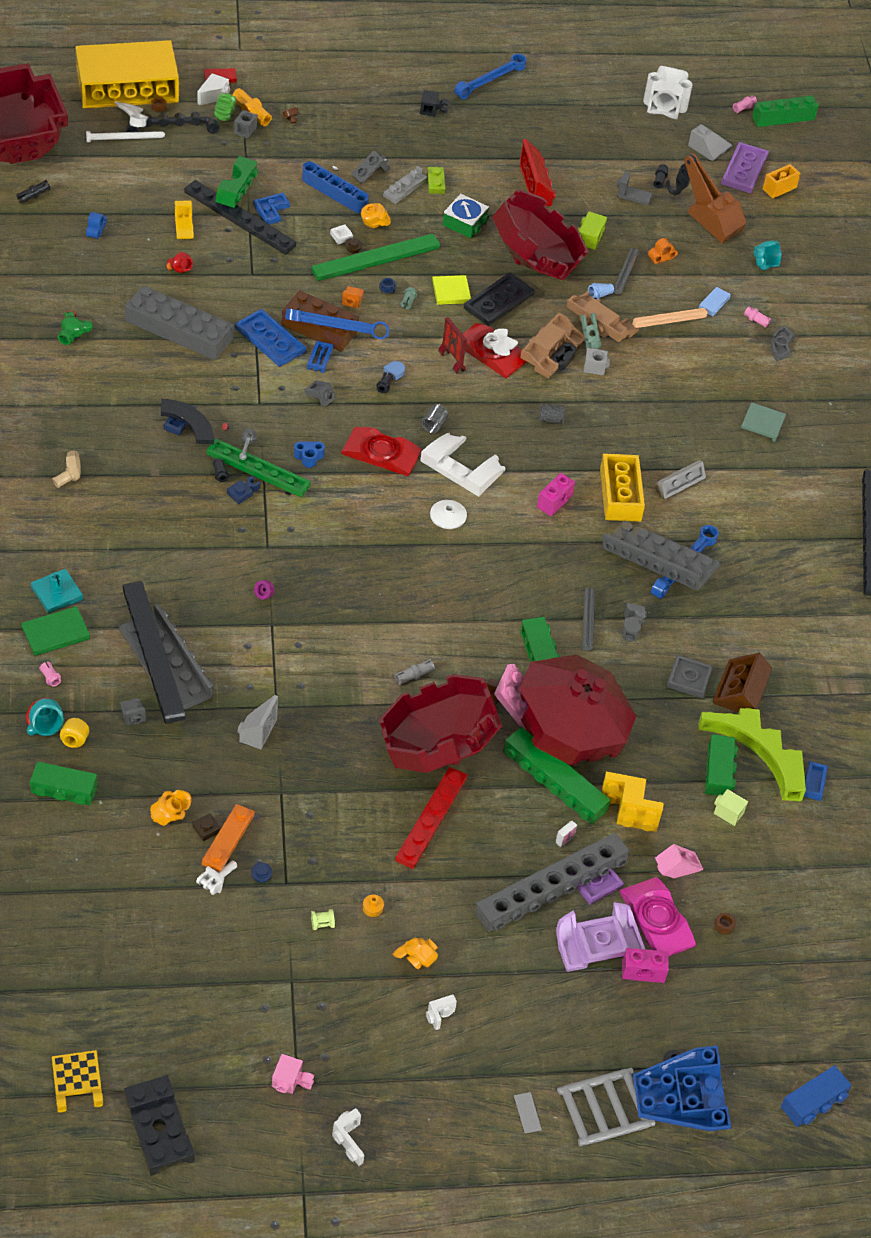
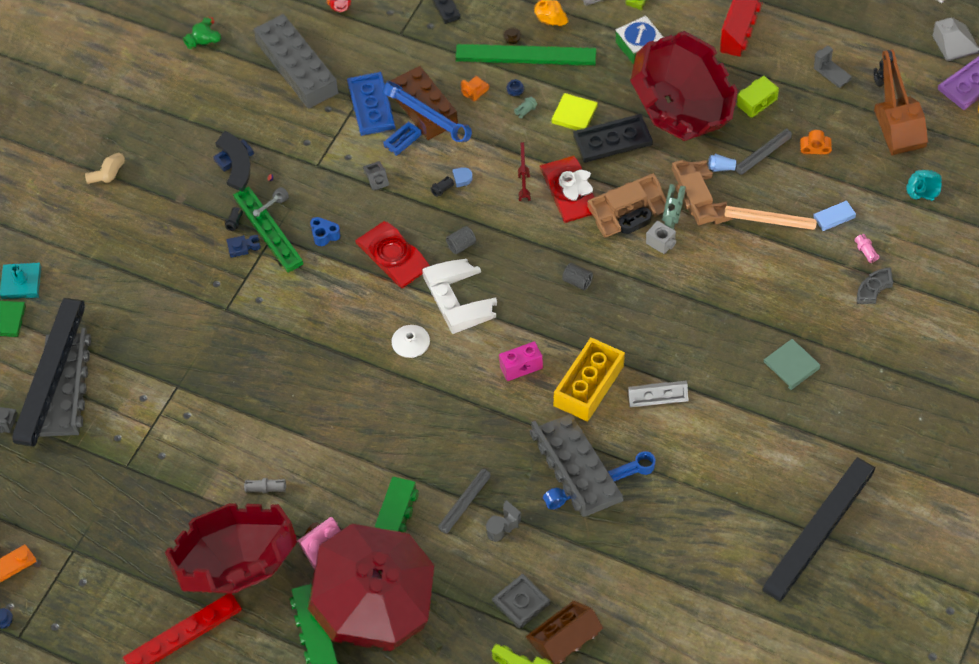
camera: 40 degrees right, 5 degrees up
(259, 724) = (94, 478): light grey slope -> none
(264, 589) = (190, 350): magenta tile -> none
(341, 234) = (507, 20): white plate -> none
(661, 174) = (872, 62): black pin -> none

